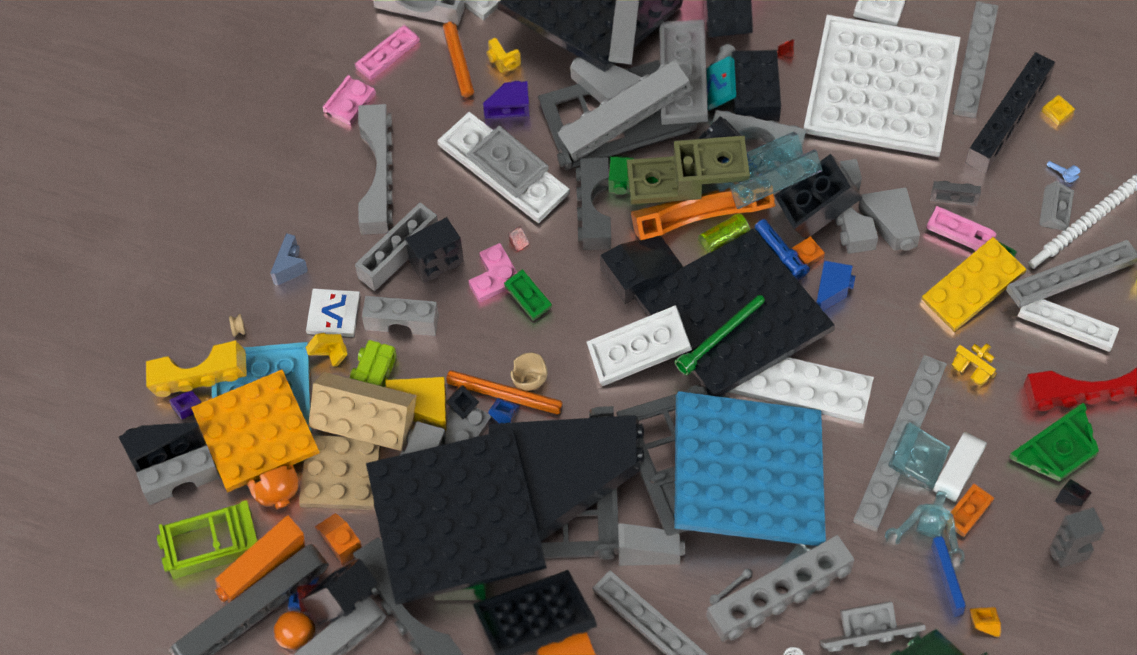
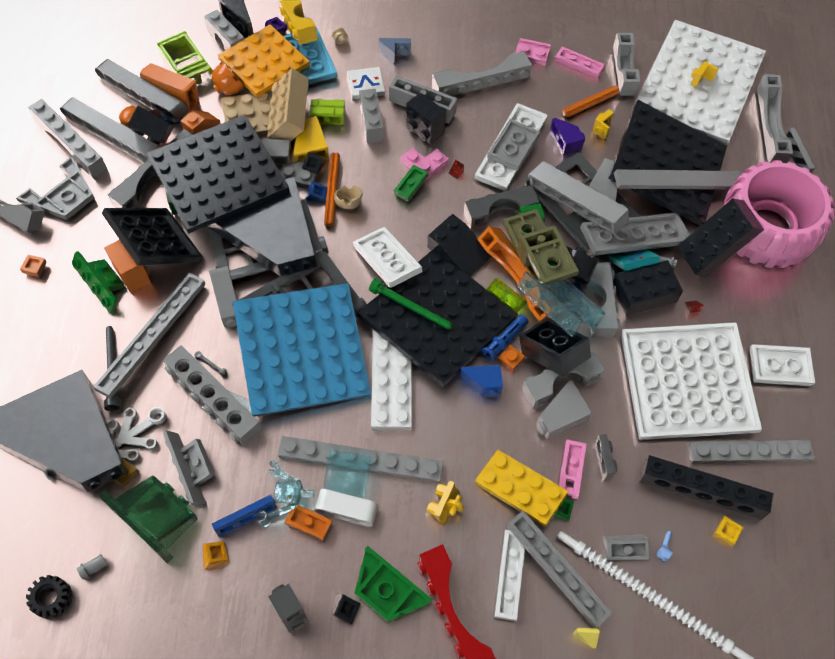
camera: 70 degrees right, 0 degrees up
(328, 345) = (336, 79): yellow bracket -> none

